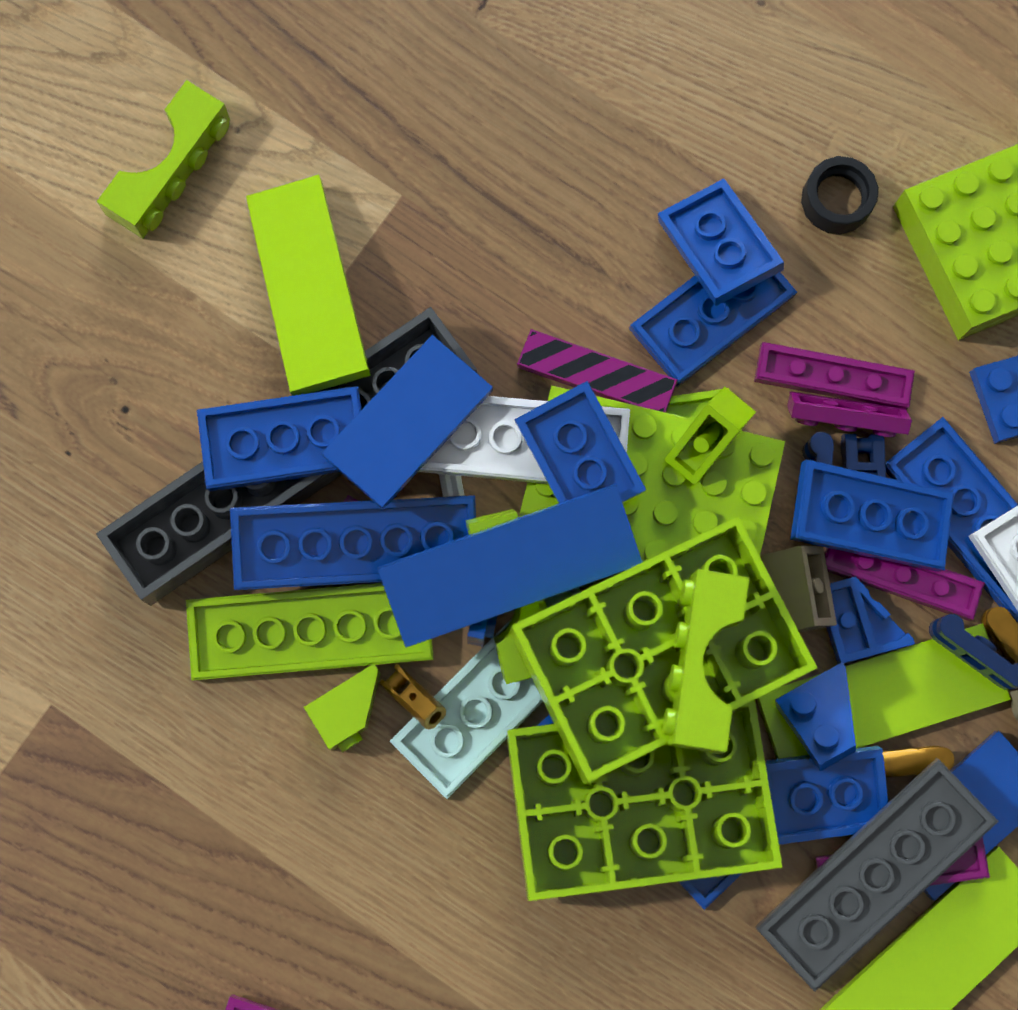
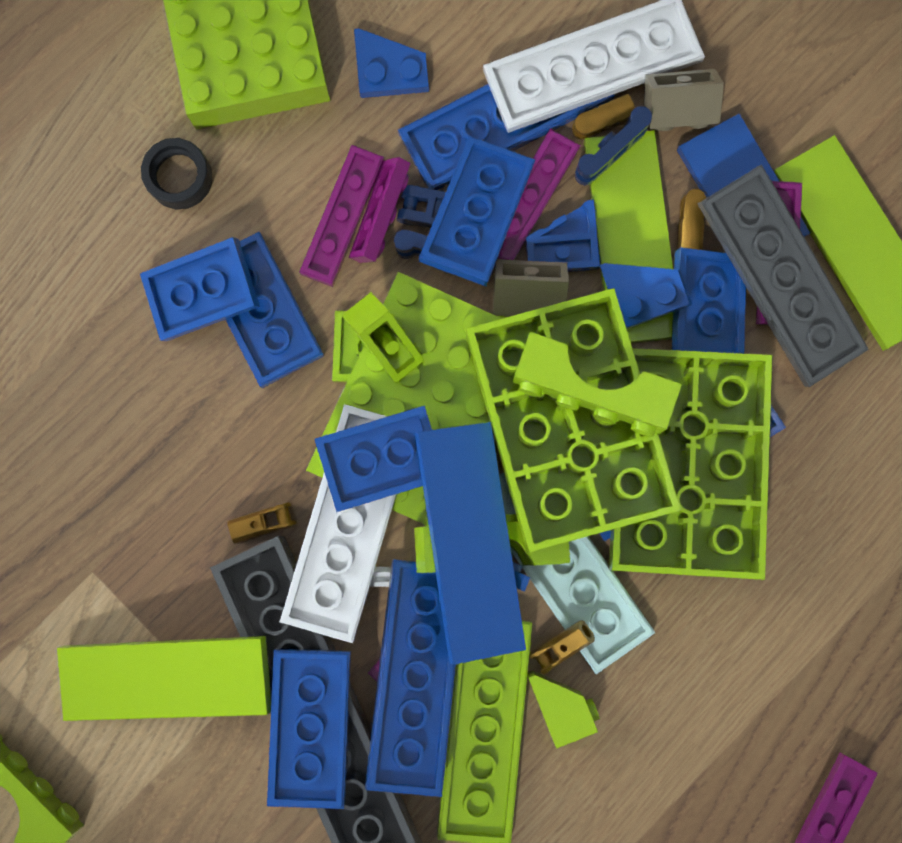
camera: 70 degrees left, 5 degrees up
(407, 421) = (317, 610): blue tile -> none
(485, 350) = (257, 525): none -> pearl gold bar
(605, 374) = (299, 426): tile -> none

